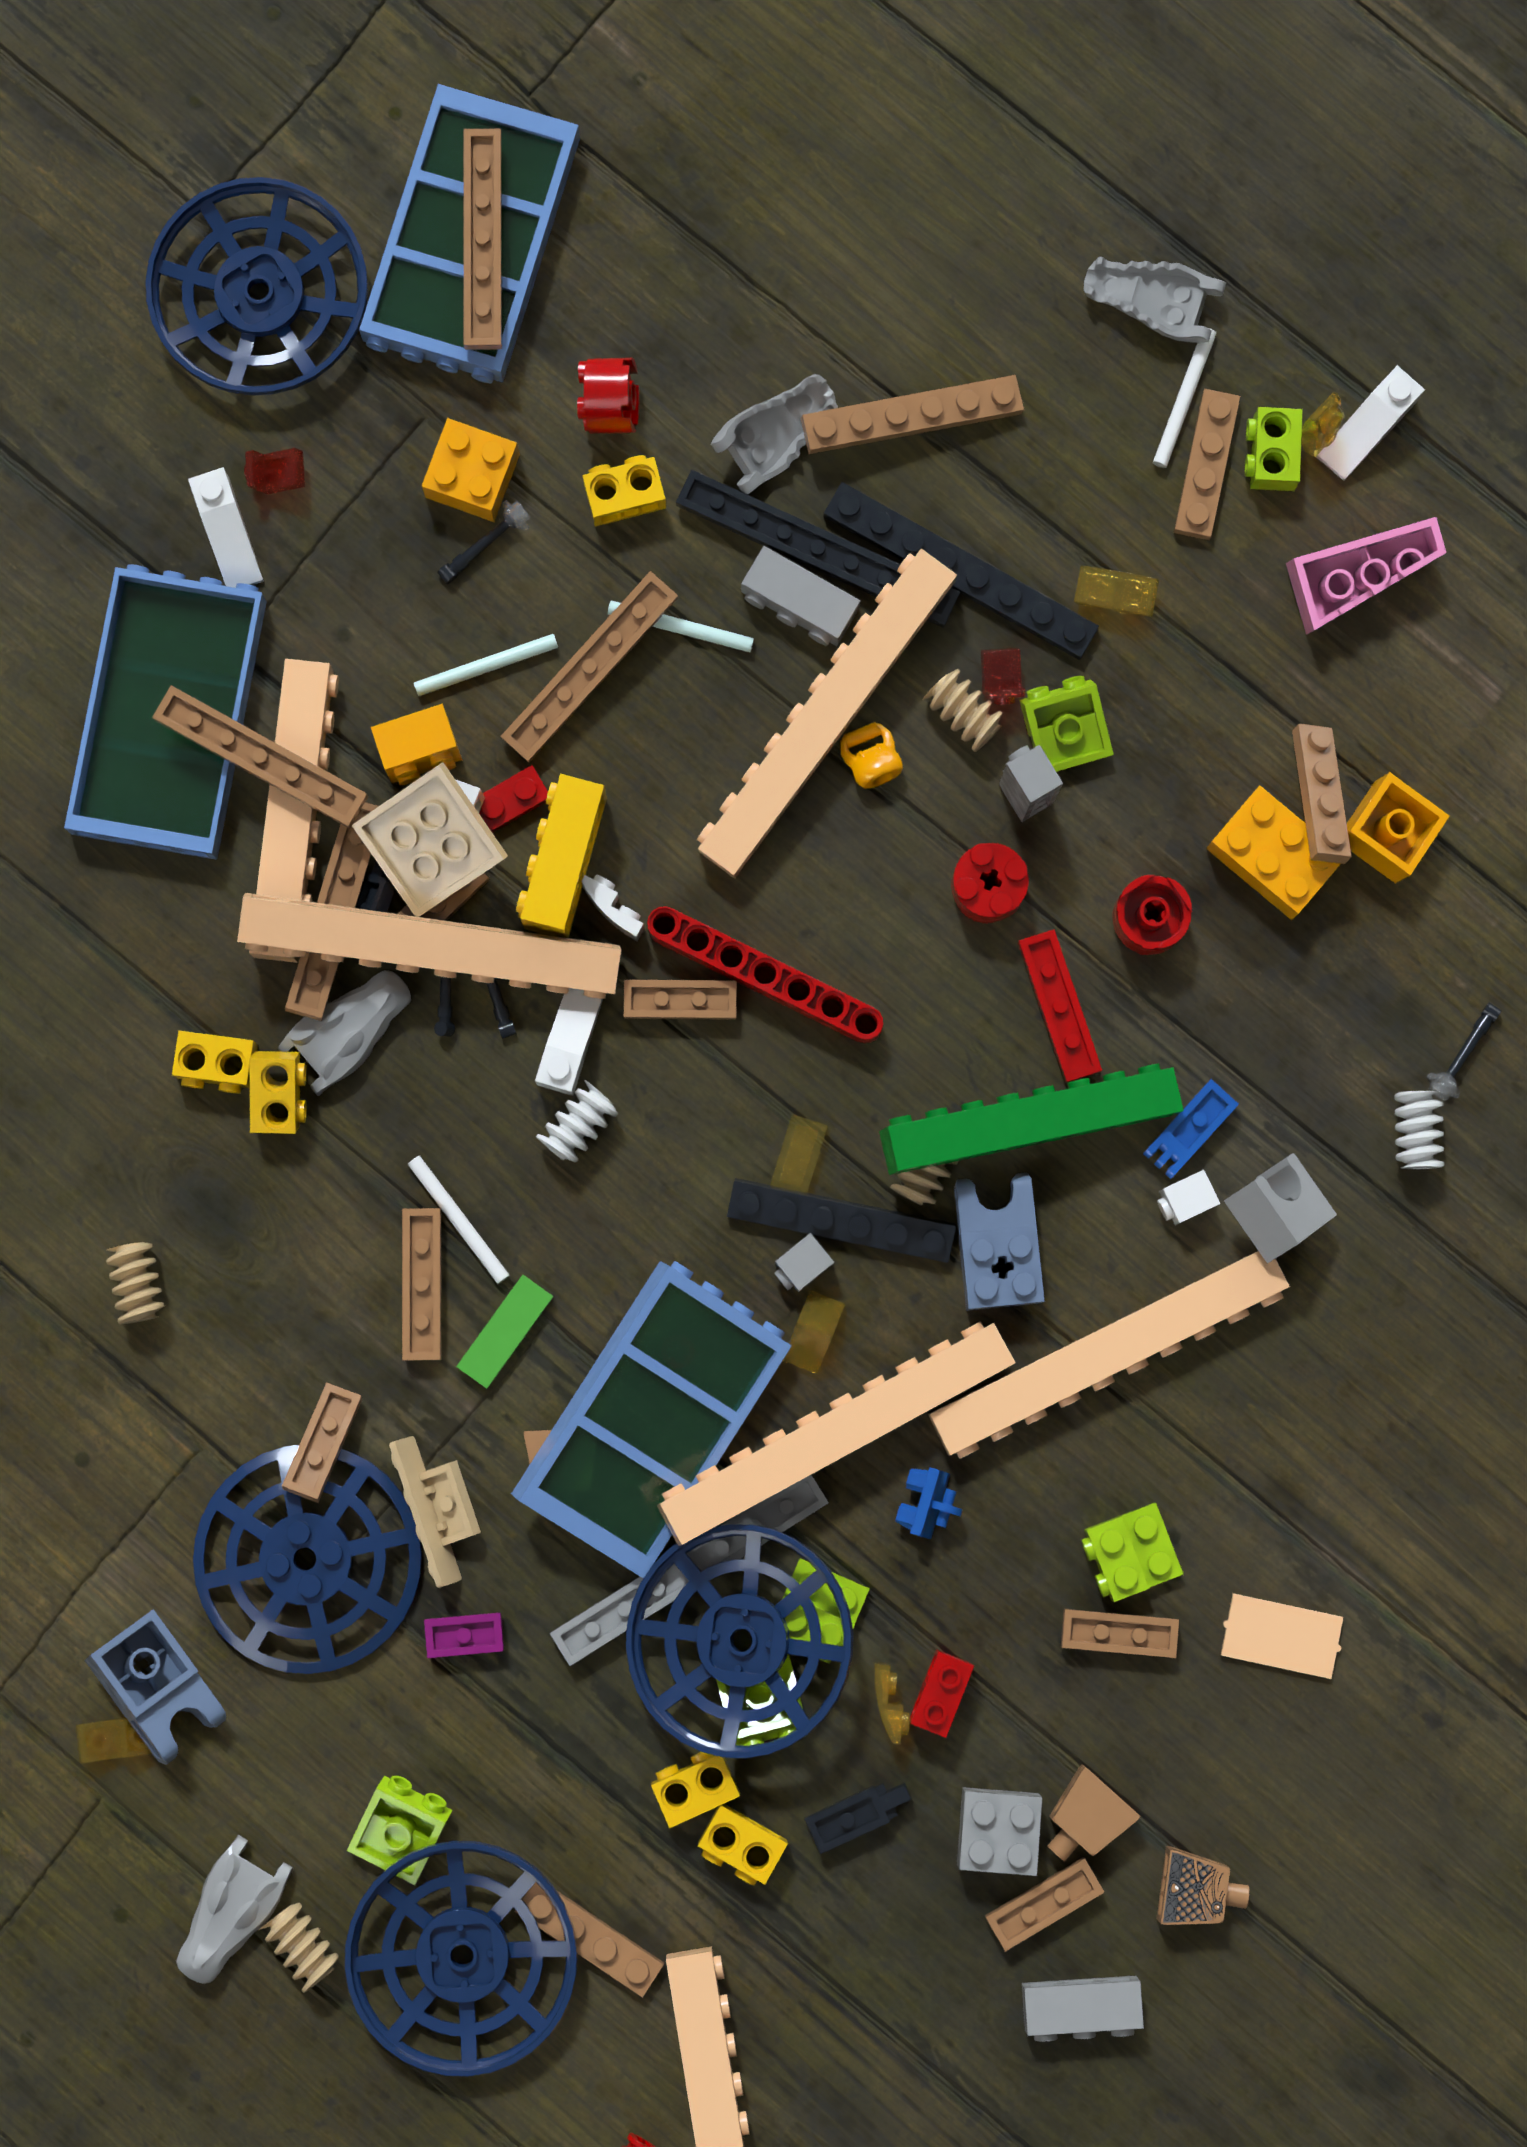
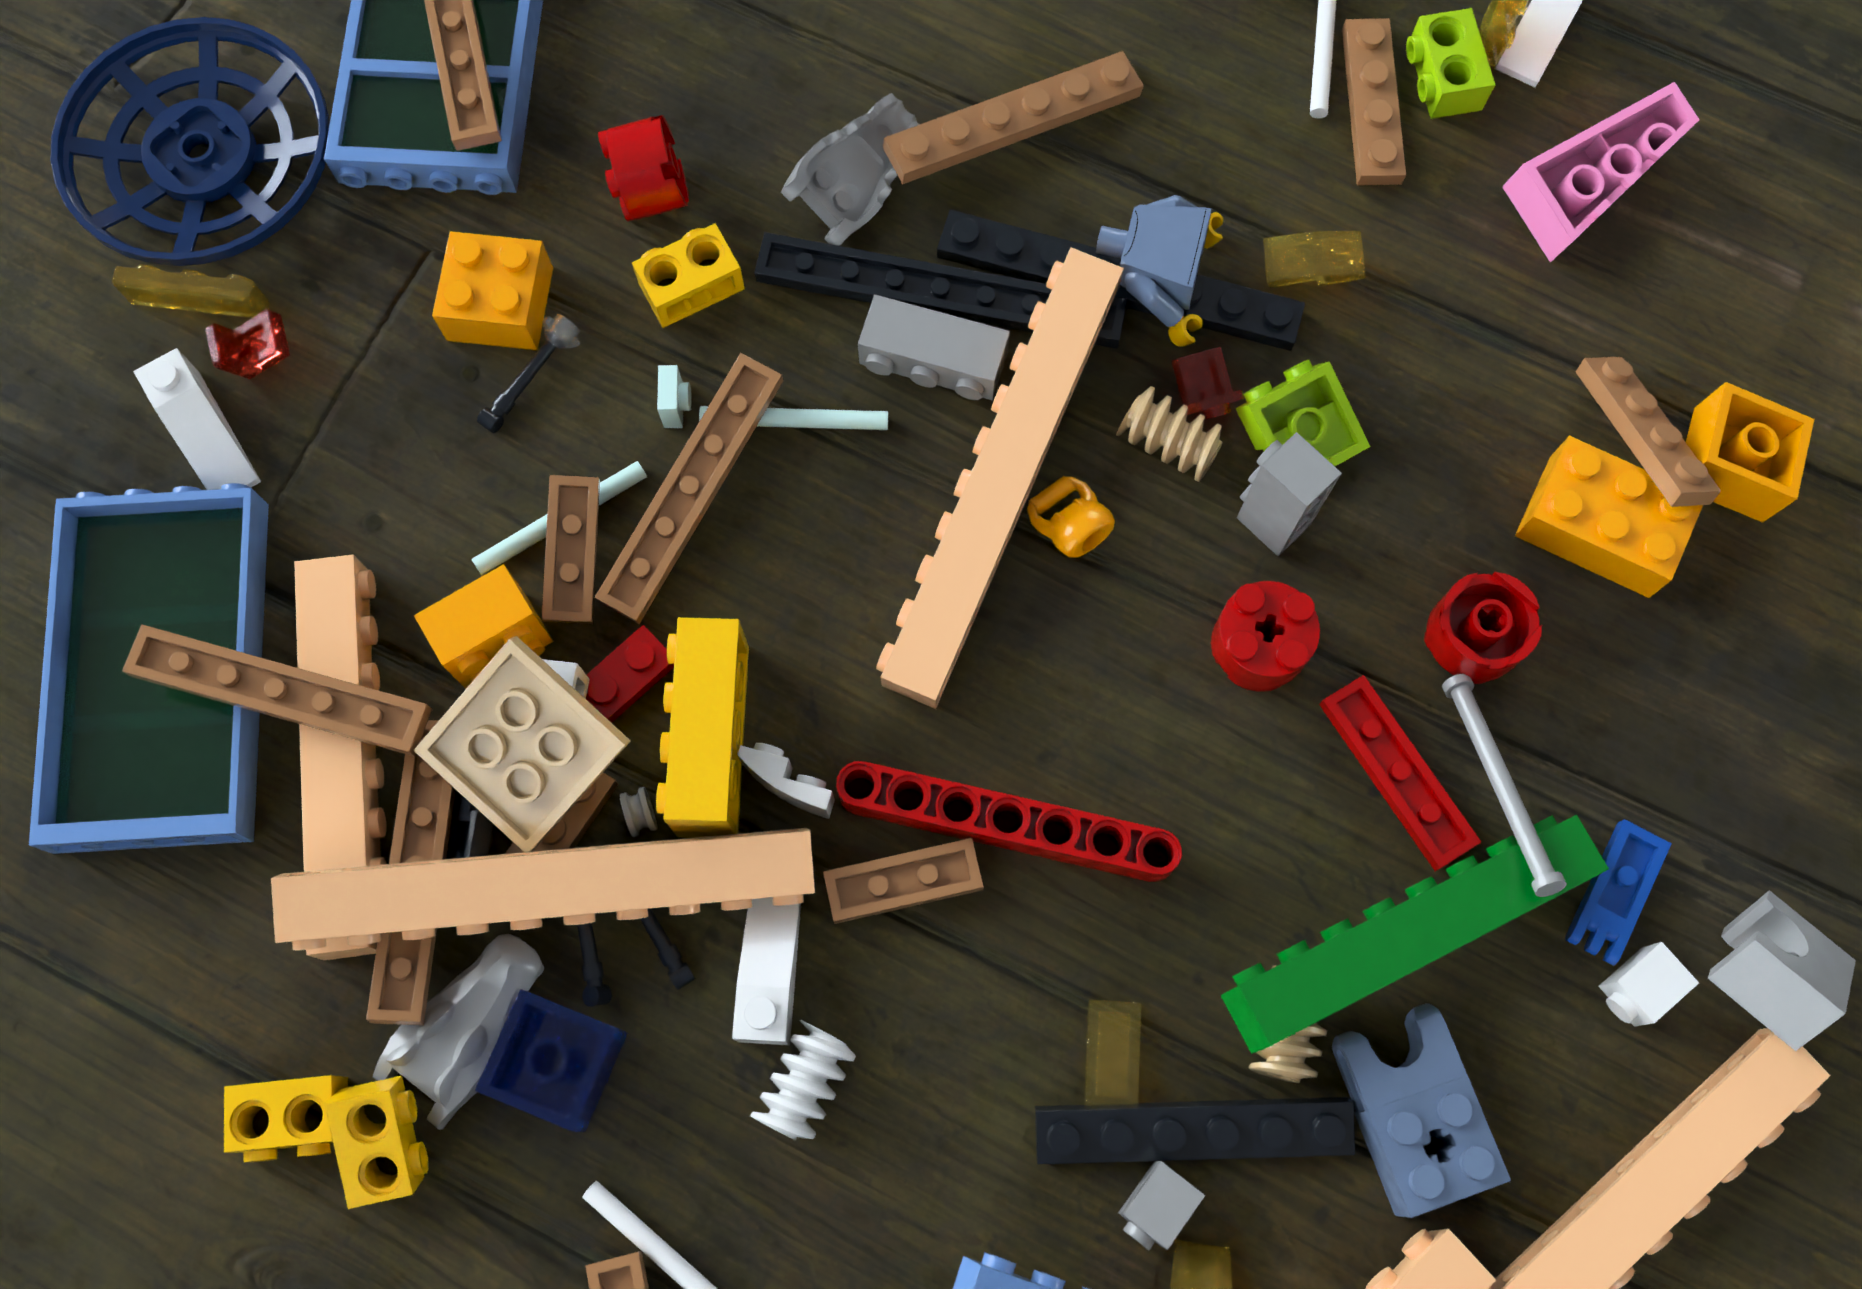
camera: 10 degrees left, 10 degrees down
(236, 414) = (190, 291): none -> clear yellow plate
(406, 1066) = (551, 1062): none -> clear blue brick
(490, 694) = (571, 549): none -> medium nougat plate
(500, 904) = (638, 811): none -> light grey bush
(591, 589) = (673, 396): none -> light aqua plate
(995, 566) = (1163, 258): none -> sand blue torso
(1129, 1107) = (1546, 879): none -> light grey bar

